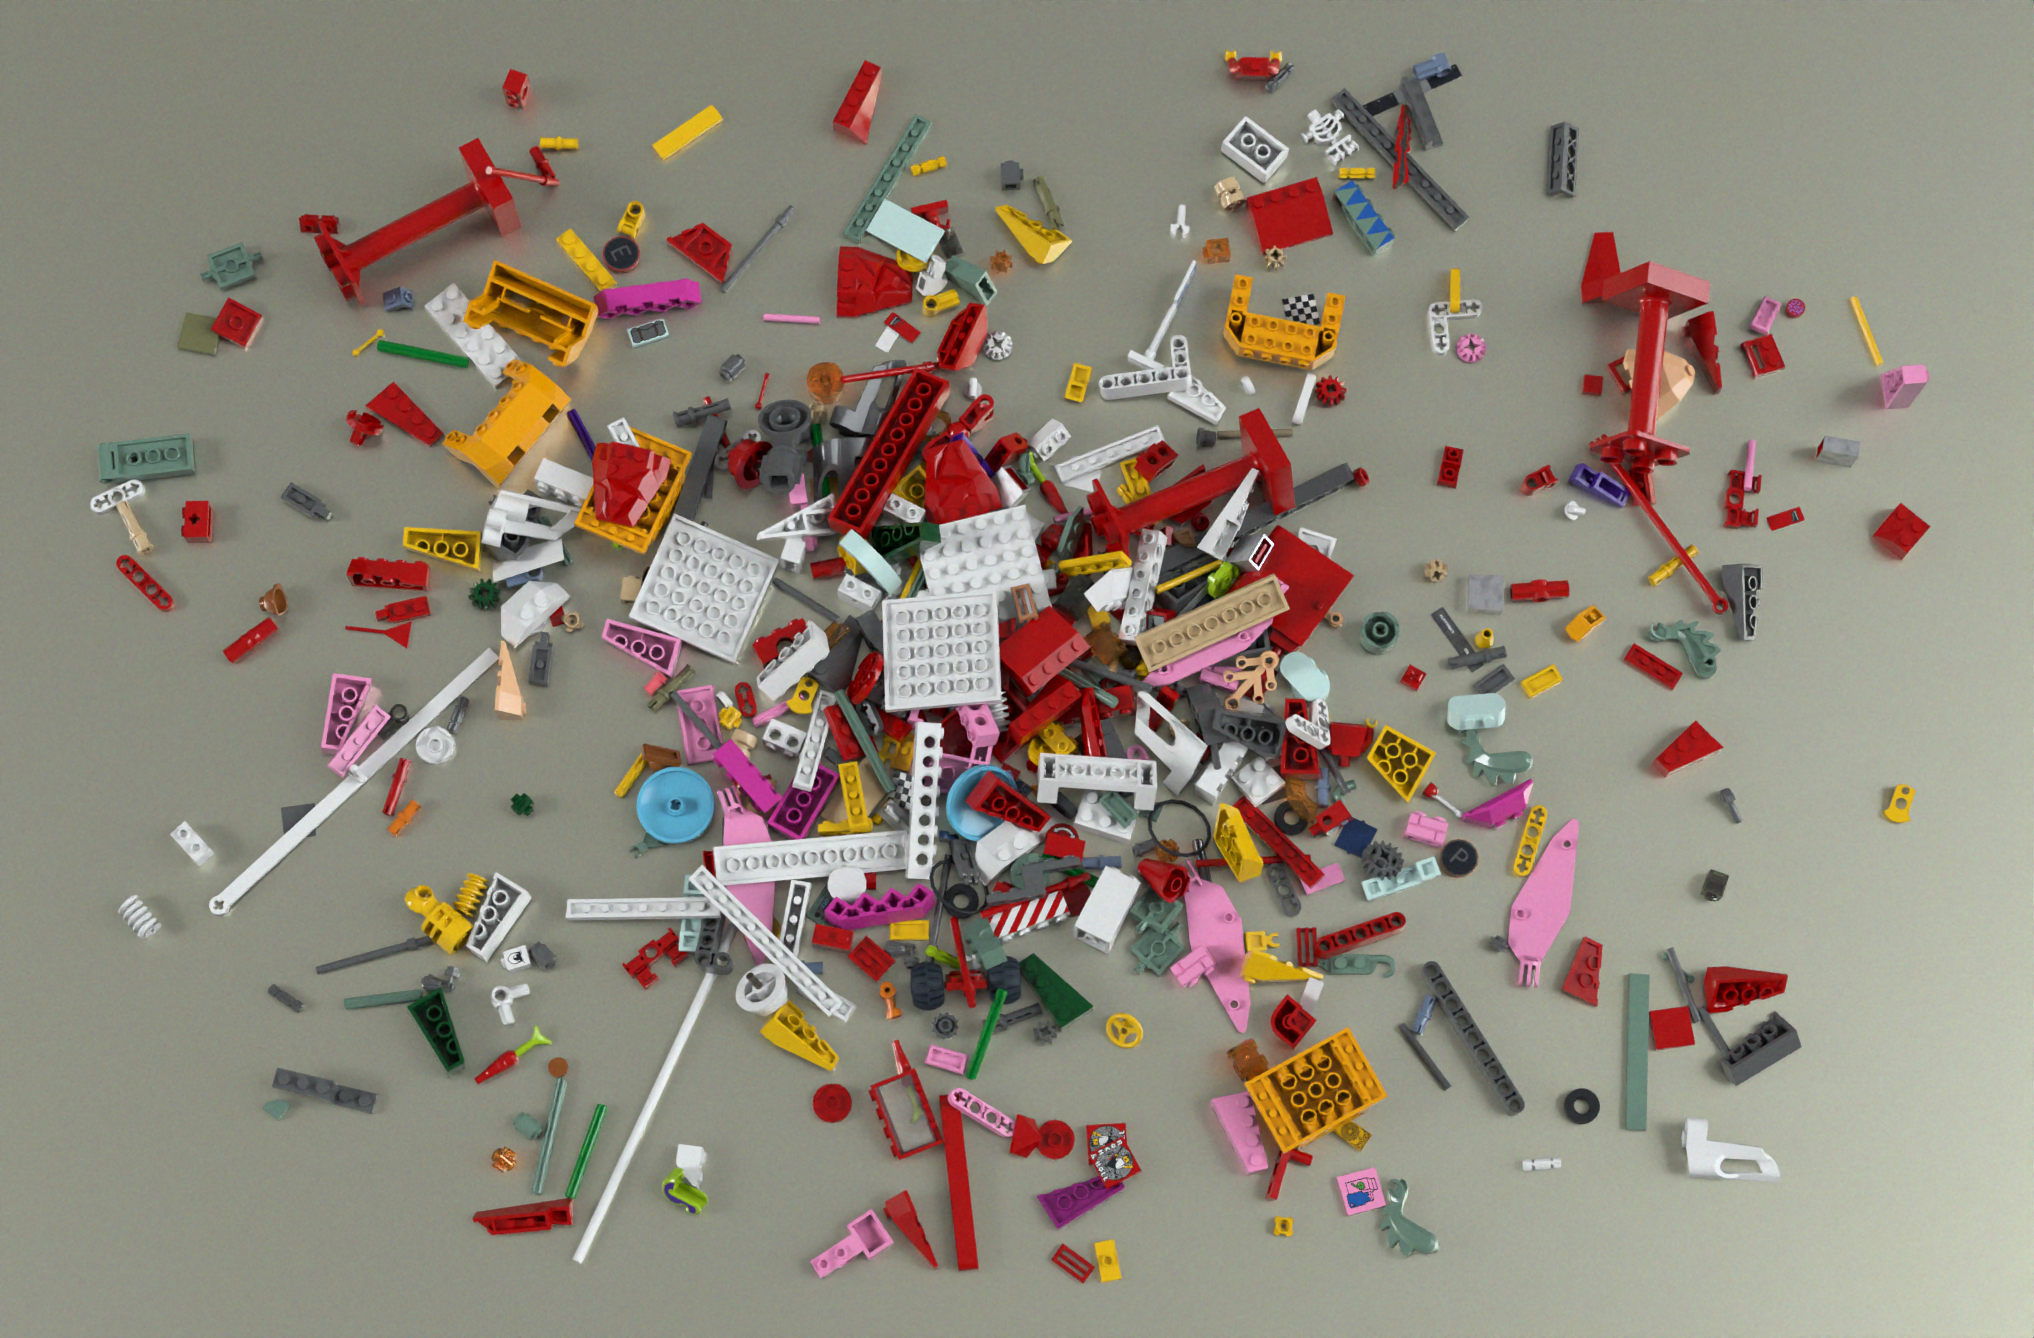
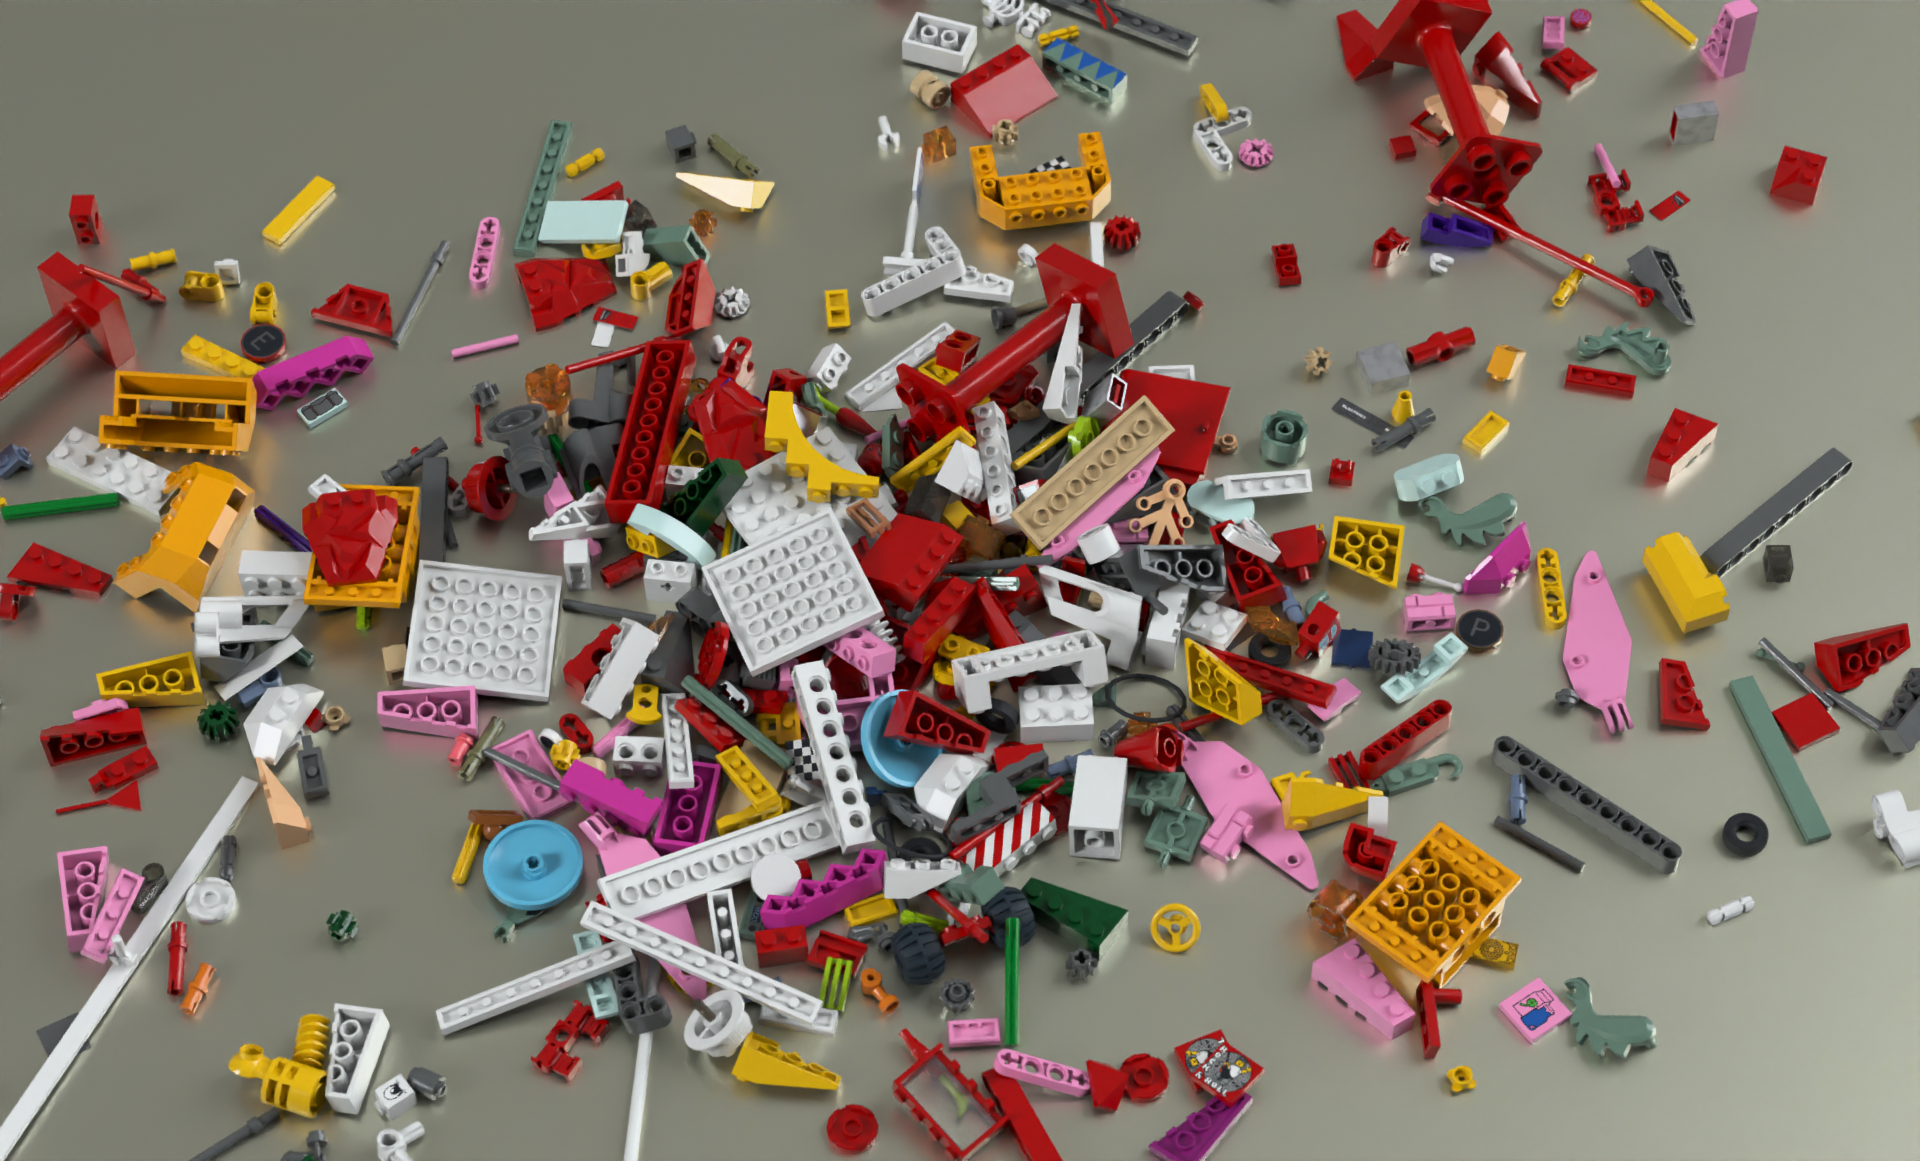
camera: 15 degrees left, 20 degrees down
(400, 554) = (99, 708): none -> bright pink plate
(587, 181) = (202, 286): none -> yellow piece
(613, 176) = (228, 271): none -> white tile
(732, 367) = (433, 409): dark grey brick -> none
(776, 367) = (484, 393): none -> dark grey gear
(819, 227) = (484, 252): none -> bright pink beam
(852, 998) = (845, 985): none -> lime tile
(859, 104) = (483, 128): red wedge -> none
(946, 923) = (910, 878): none -> white slope
(1002, 555) = (803, 460): none -> yellow arch
(1016, 1016) = (1027, 971): dark grey pin -> none
(1118, 808) = (1067, 693): sand green tile -> none
(1192, 687) = (1098, 543): none -> white piece
(1335, 772) = (1294, 584): dark grey bar -> none
(1346, 672) = (1265, 484): none -> white fence
(1494, 681) = (1436, 443): dark grey tile -> none
(1632, 880) = (1685, 582): none -> yellow brick
(1728, 798) = (1747, 474): dark grey bar -> none
(1733, 839) = (1776, 512): none -> dark grey beam

